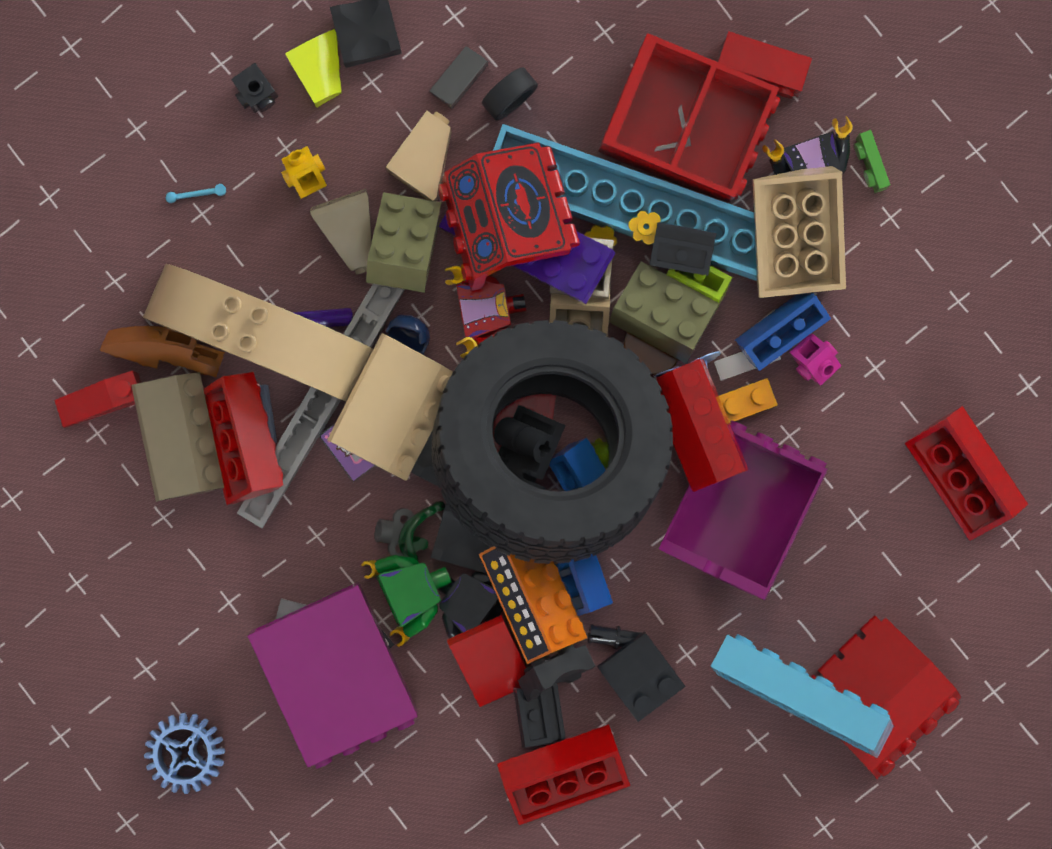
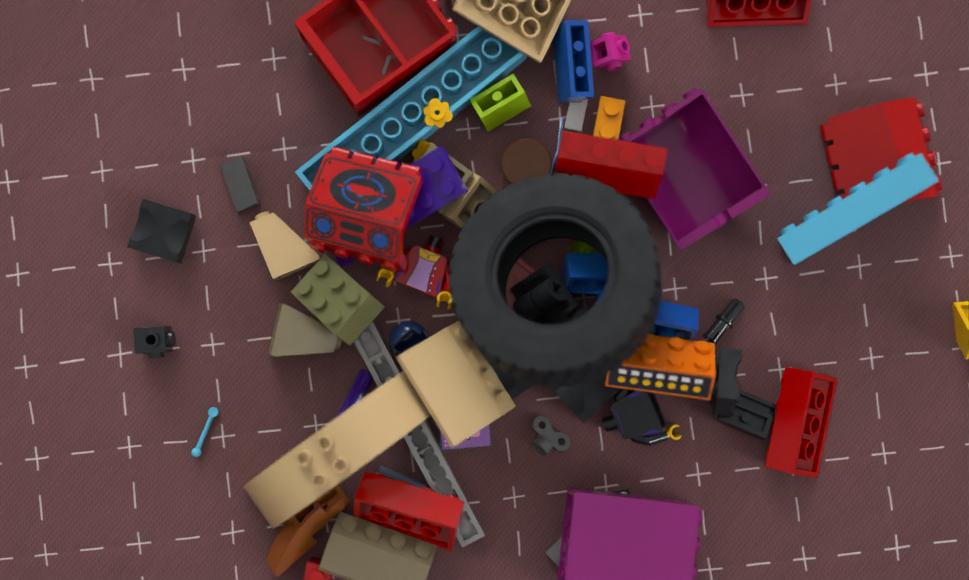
camera: 65 degrees left, 0 degrees up
(303, 172) = (238, 341): yellow brick -> none
(318, 67) = (167, 283): neon yellow slope -> none
(407, 543) = (563, 431): dark green piece -> none
(409, 592) = (599, 454): green torso -> none
(488, 660) = (686, 426): red tile -> none
(509, 93) = (275, 153): black tyre -> none
(641, 676) = (765, 321): black slope -> none
(663, 312) = (508, 139): olive brick -> none
(683, 248) = (471, 95): black plate -> none

